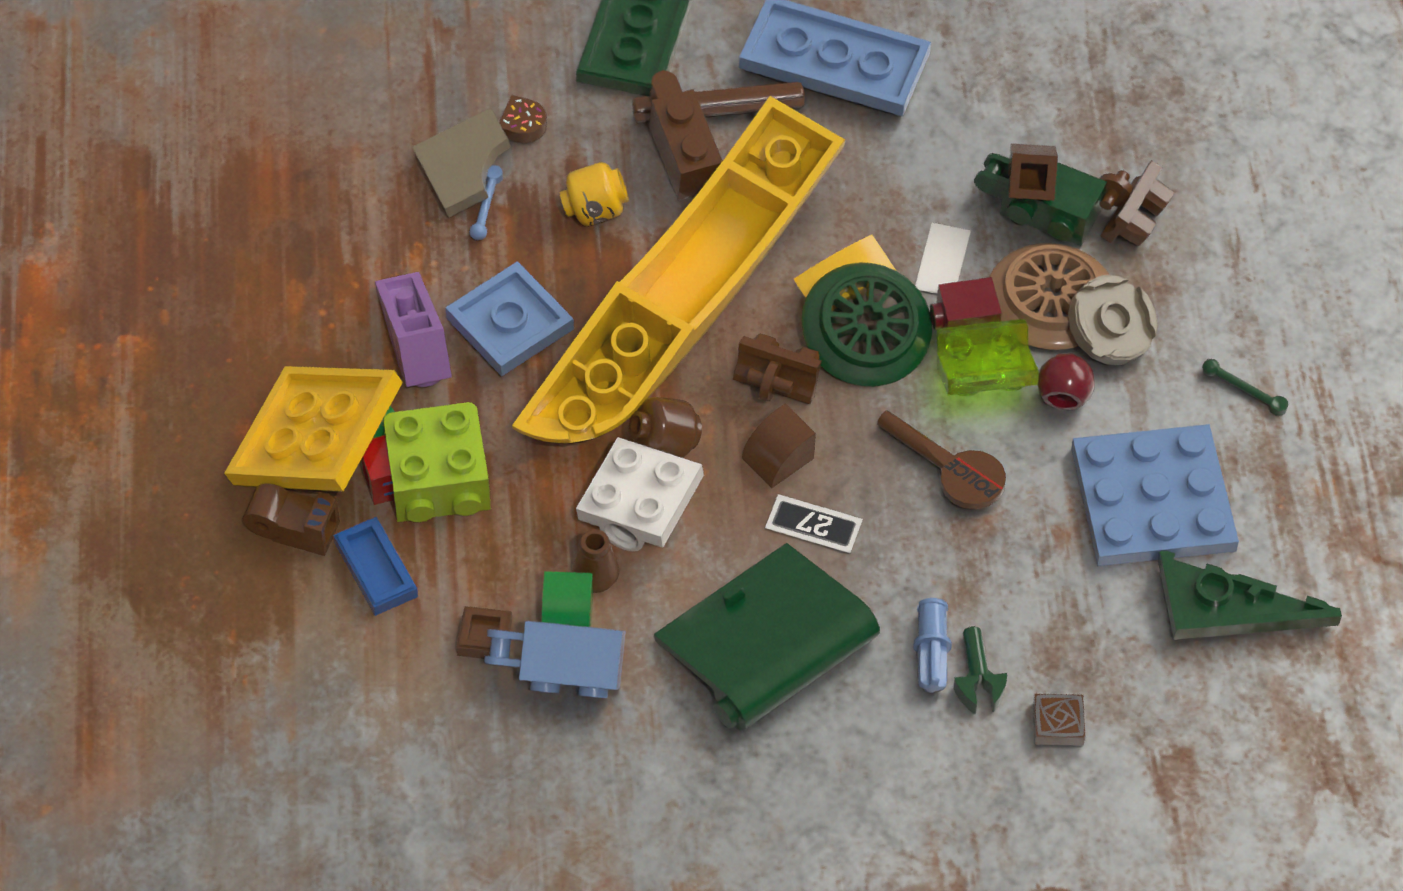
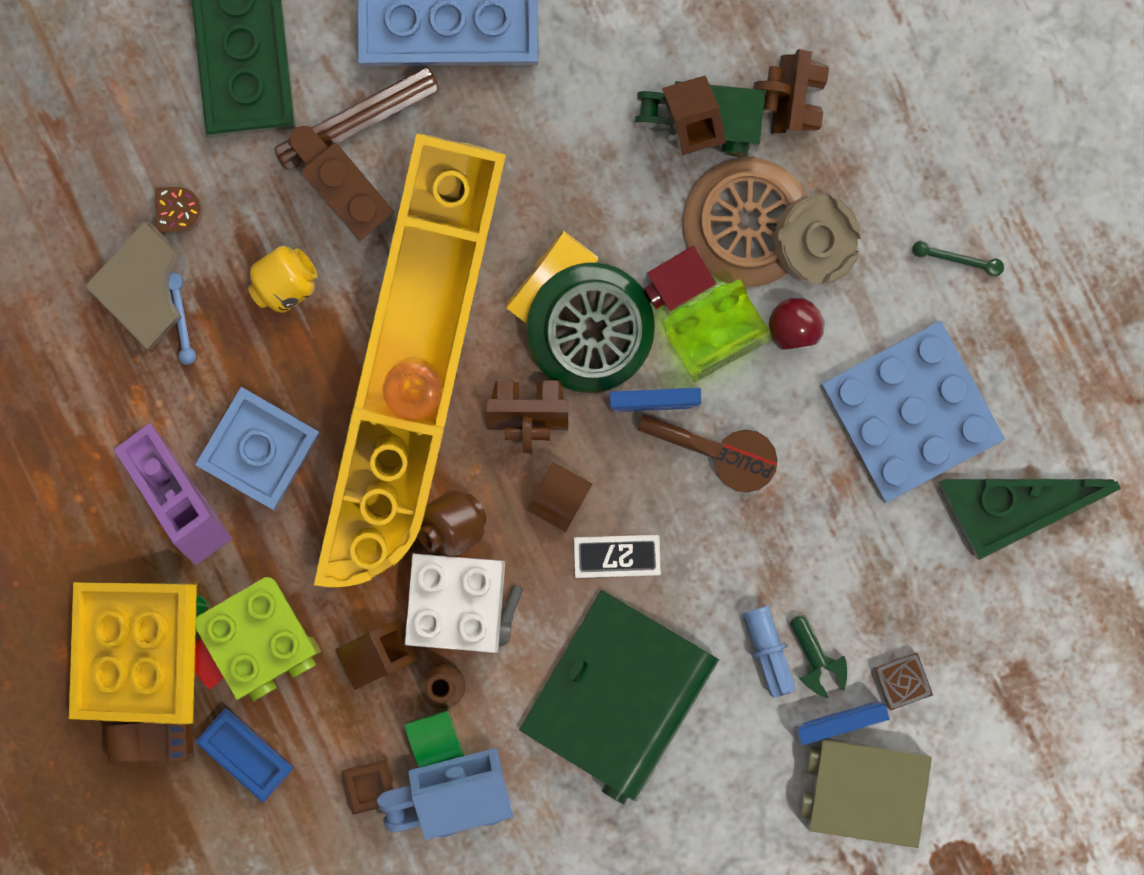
camera: 20 degrees left, 30 degrees up
(543, 518) = (376, 654): none -> reddish brown brick
(677, 540) = (507, 615): none -> dark grey hand
(679, 287) = (408, 404): none -> clear orange head
(904, 396) = (655, 399): none -> blue tile
(942, 257) = (632, 217): white sticker -> none
(981, 727) = (841, 722): none -> blue tile
(983, 797) = (866, 792): none -> olive brick

